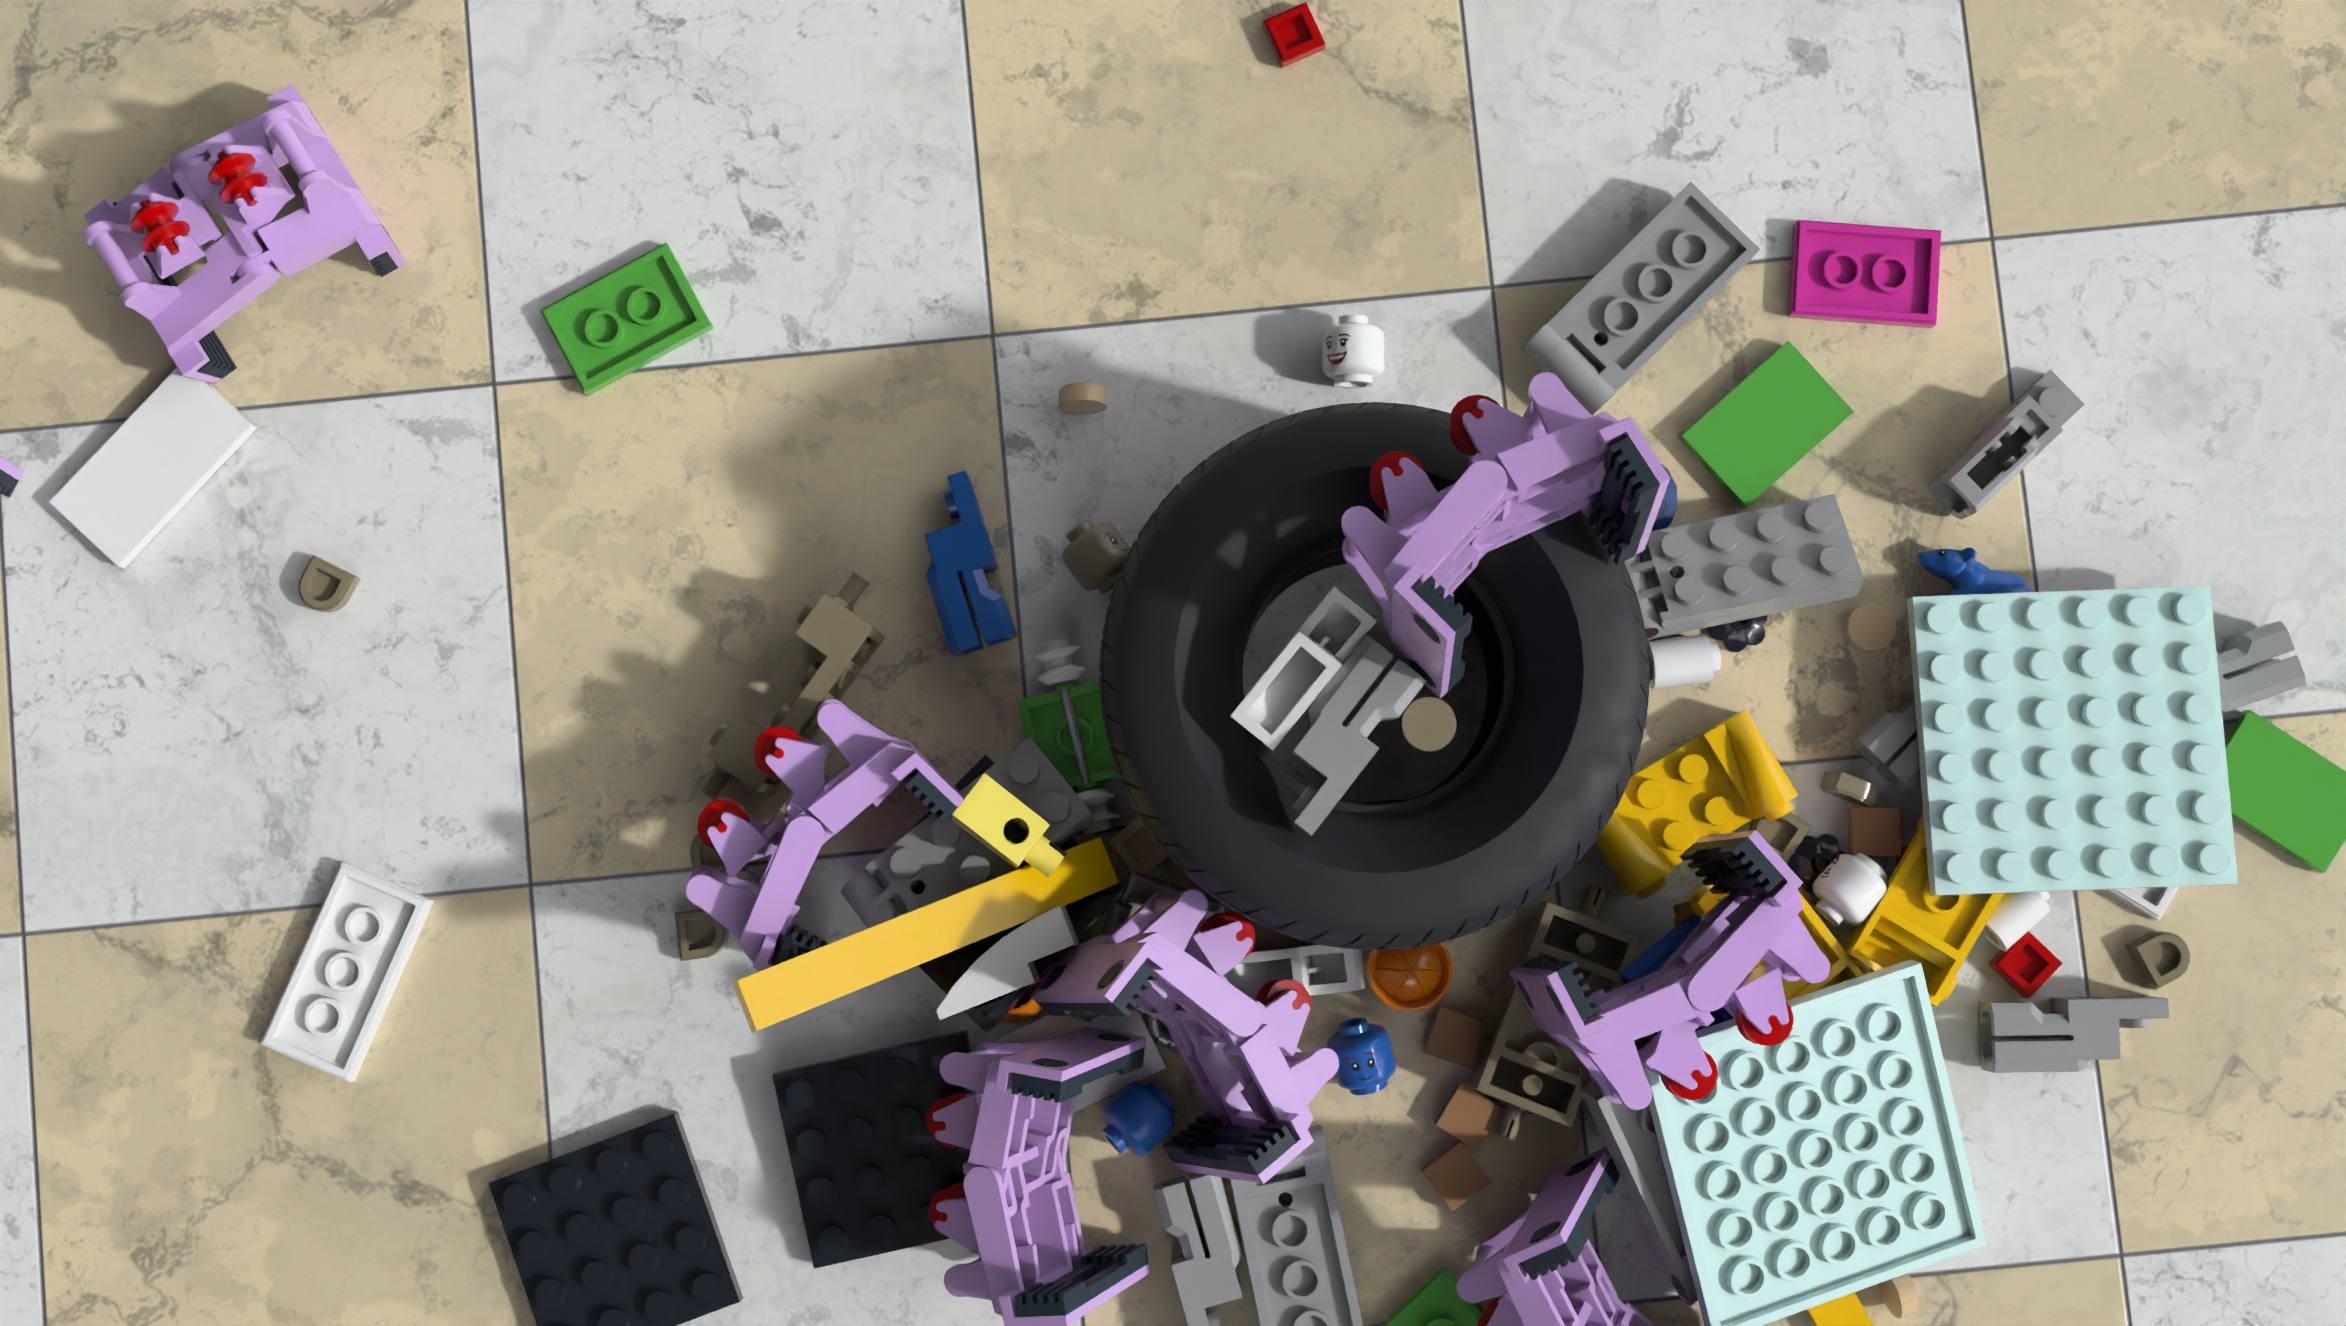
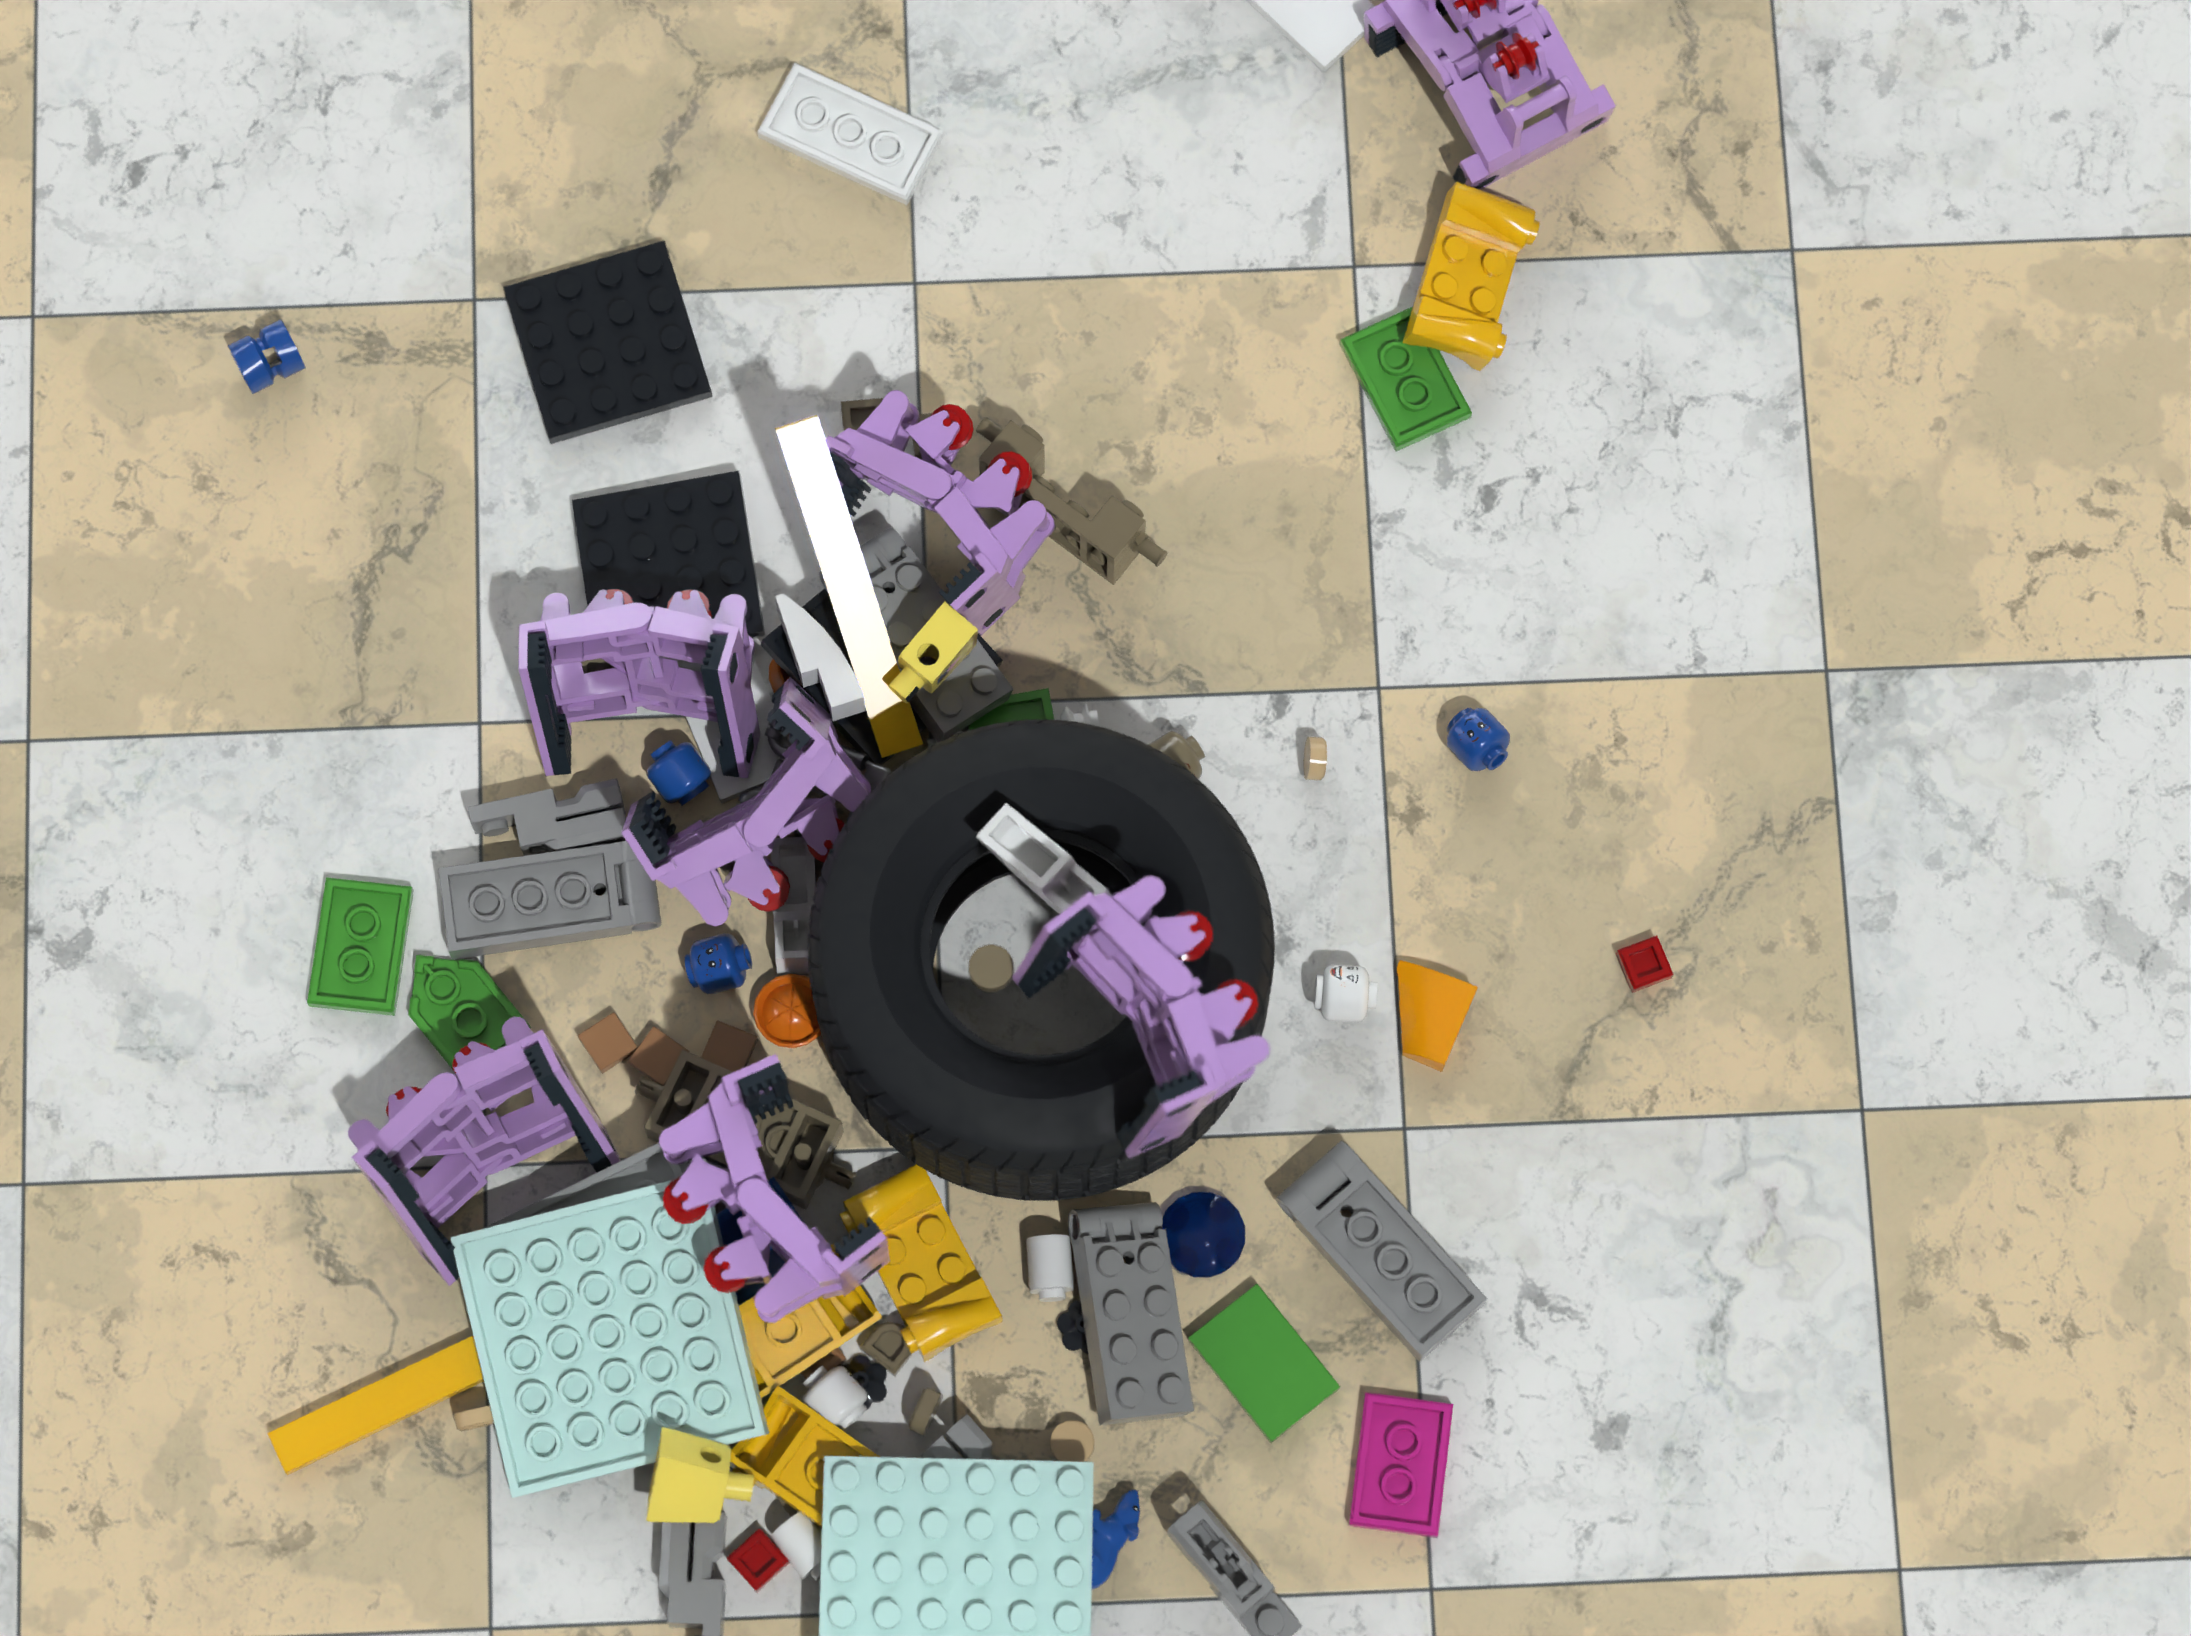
camera: 85 degrees right, 10 degrees down
(326, 585) = (1182, 124): dark tan tile -> none
(501, 249) = (1469, 275): none -> yellow piece
(966, 552) = (1159, 645): blue plate -> none
(1052, 219) = (1478, 739): none -> blue head
(1342, 751) = (989, 892): light grey plate -> none
(1366, 259) = (1431, 1012): none -> light orange slope
(1874, 831) = (886, 1432): medium nougat tile -> none
(1972, 1040) = (693, 1479): none -> light yellow torso

